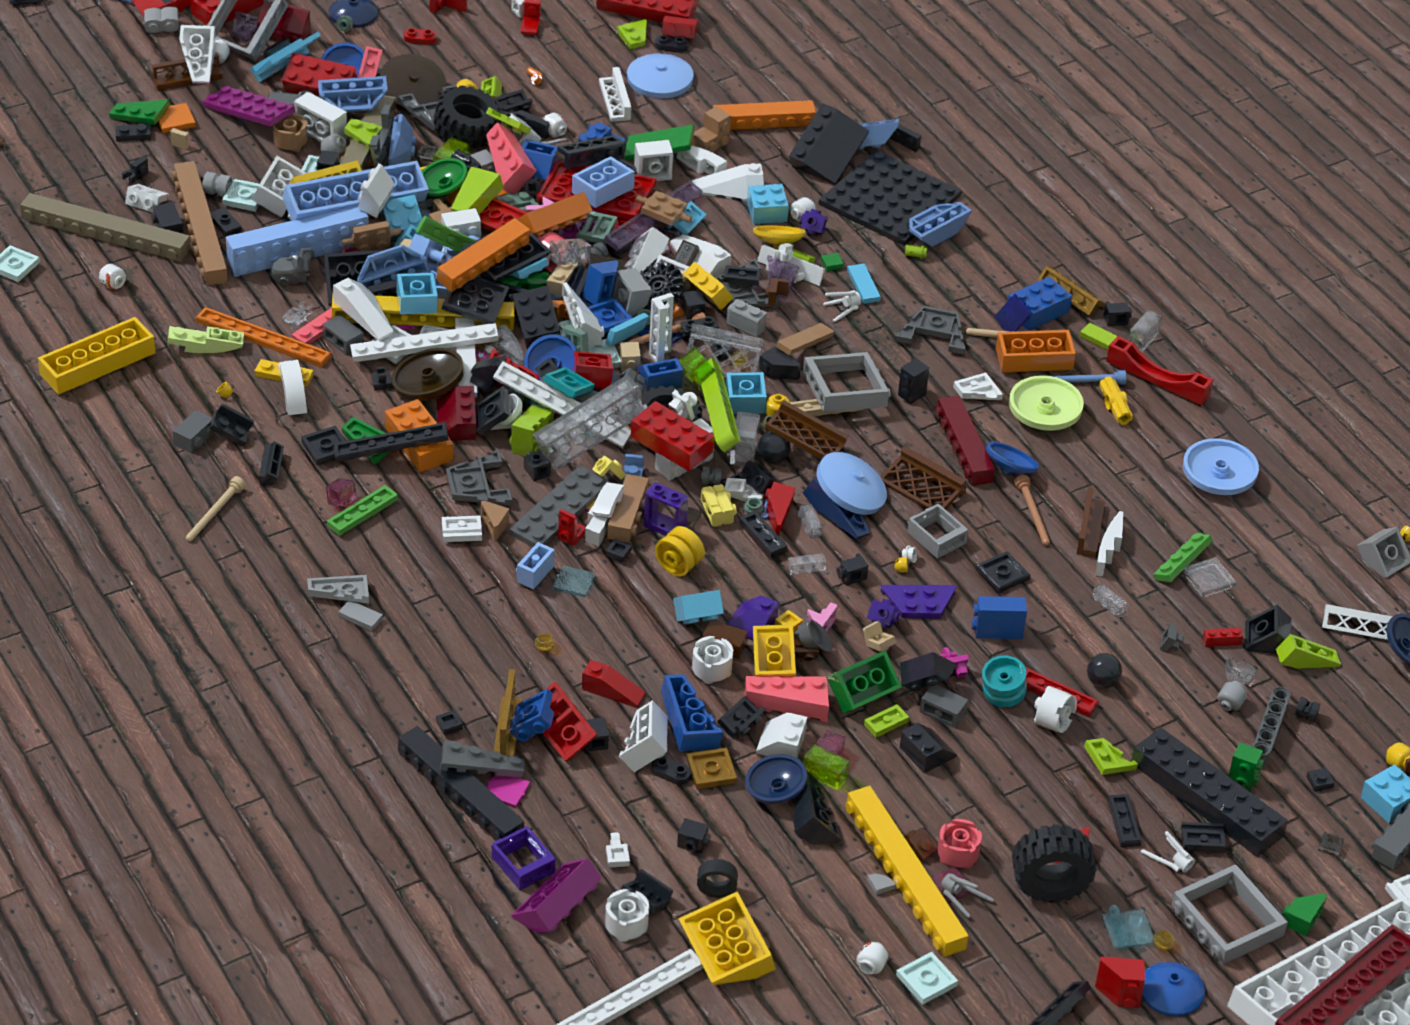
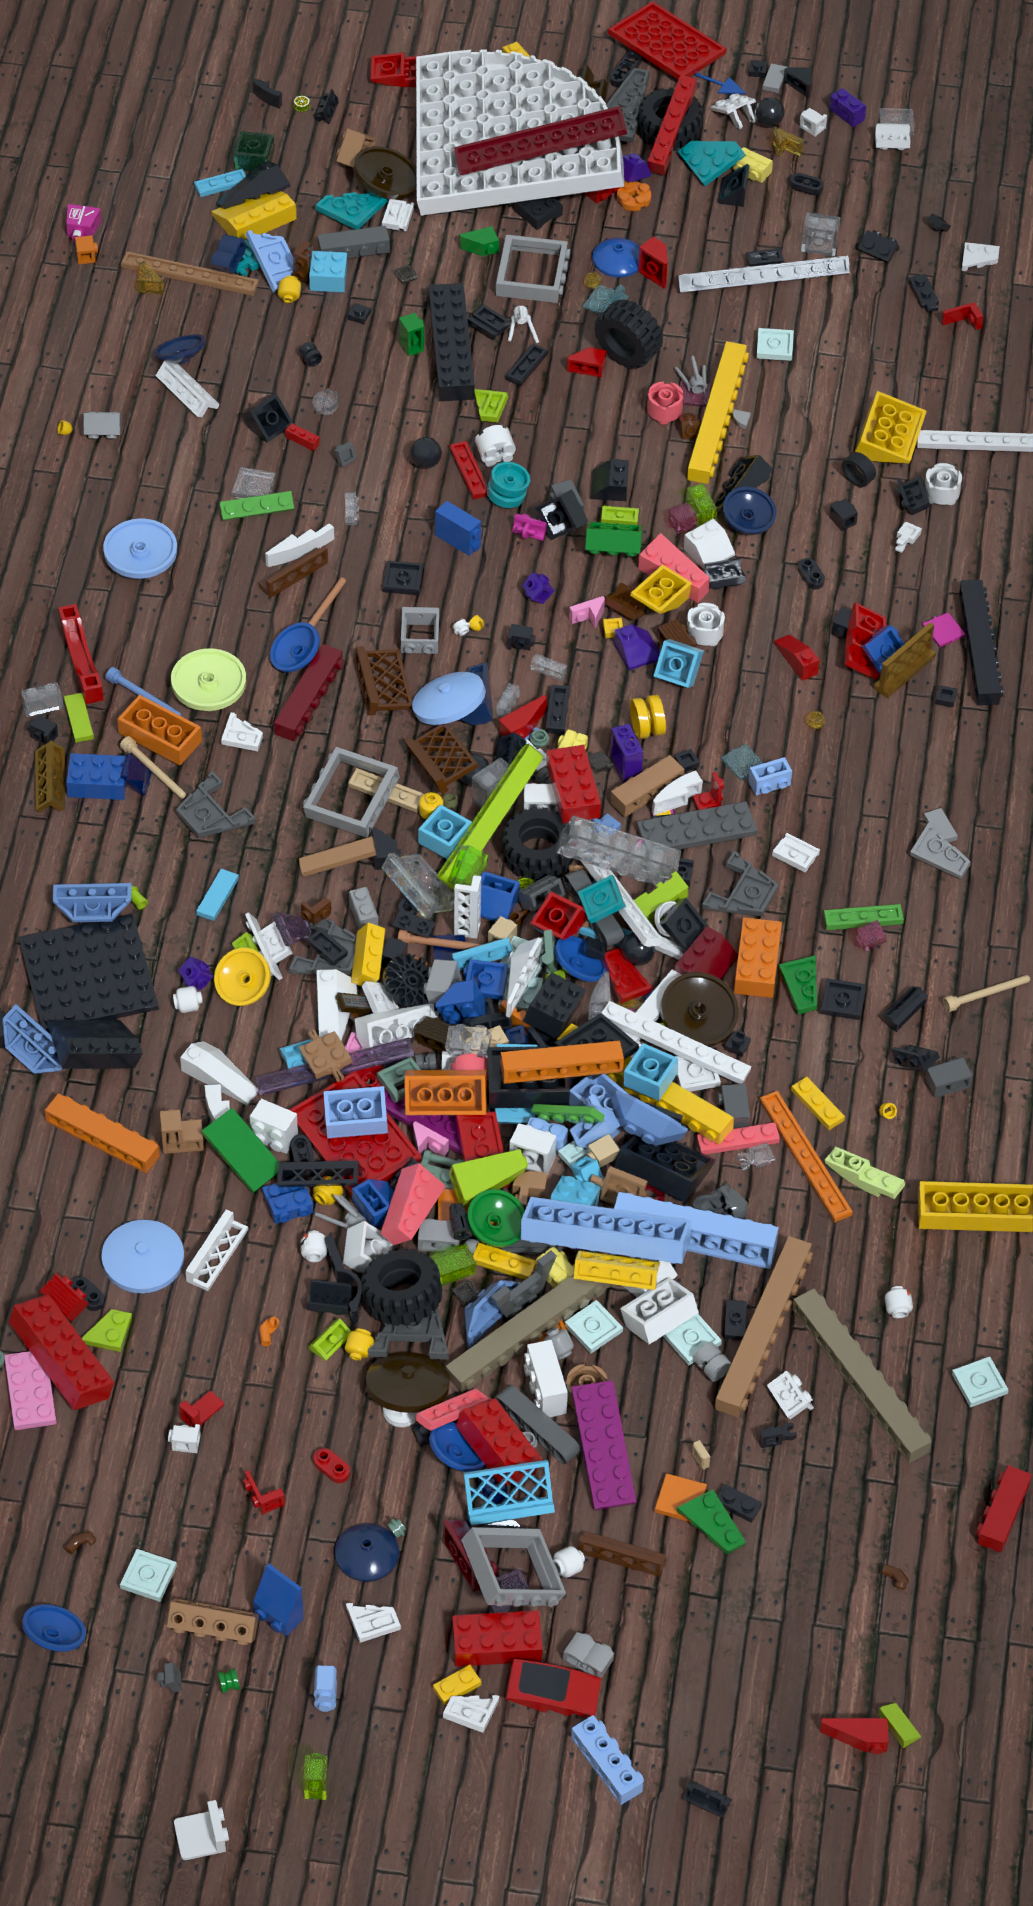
camera: 140 degrees left, 10 degrees up
(167, 217) = (795, 1345): black brick -> none
(199, 51) = (604, 1535): white wedge -> none
(293, 387) = (831, 1058): white arch -> none
(328, 159) = (589, 1309): black brick -> none
(353, 93) = (494, 1373): medium blue wedge -> none
(362, 131) = (524, 1322): lime wing -> none
(362, 307) = (707, 1095): white wedge -> none
(375, 191) = (600, 1193): white slope -> none
(391, 441) = (796, 945): black tile -> none
(471, 757) = (961, 645): dark grey wing -> none
(484, 371) = (652, 964): black slope -> none
(495, 518) = (760, 842): medium nougat slope -> none
(508, 122) = (377, 1235): lime wing -> none
(530, 873) = (988, 552): dark purple window -> none
(558, 896) = (978, 529): magenta slope -> none
(605, 464) = (631, 826): light yellow bracket -> none
(607, 499) = (666, 781): white slope -> none
(647, 737) = (812, 591): white wedge -> none
(683, 404) = (537, 805): white hips -> none
(687, 714) = (767, 592): blue wedge -> none
(711, 768) = (782, 554): pearl gold plate -> none
(767, 204) = (214, 1022): medium azure brick -> none
(784, 253) = (271, 937): white plate -> none
(813, 635) = (618, 589): dark grey piece -> none
(832, 261) = (219, 933): green tile -> none
(850, 299) = (251, 879): white plant -> none
(872, 958) = (799, 374): white head -> none
(876, 638) = (560, 574): tan bracket -> none
(913, 381) = (297, 757): black brick -> none
(919, 600) = (491, 591): dark purple wing -> none
(1116, 400) = (144, 656): yellow piece -> none
(1232, 696) = (352, 391): light grey head -> none
(1272, 722) = (352, 358): dark grey beam -> none
(1306, 654) = (261, 385): lime slope -> none

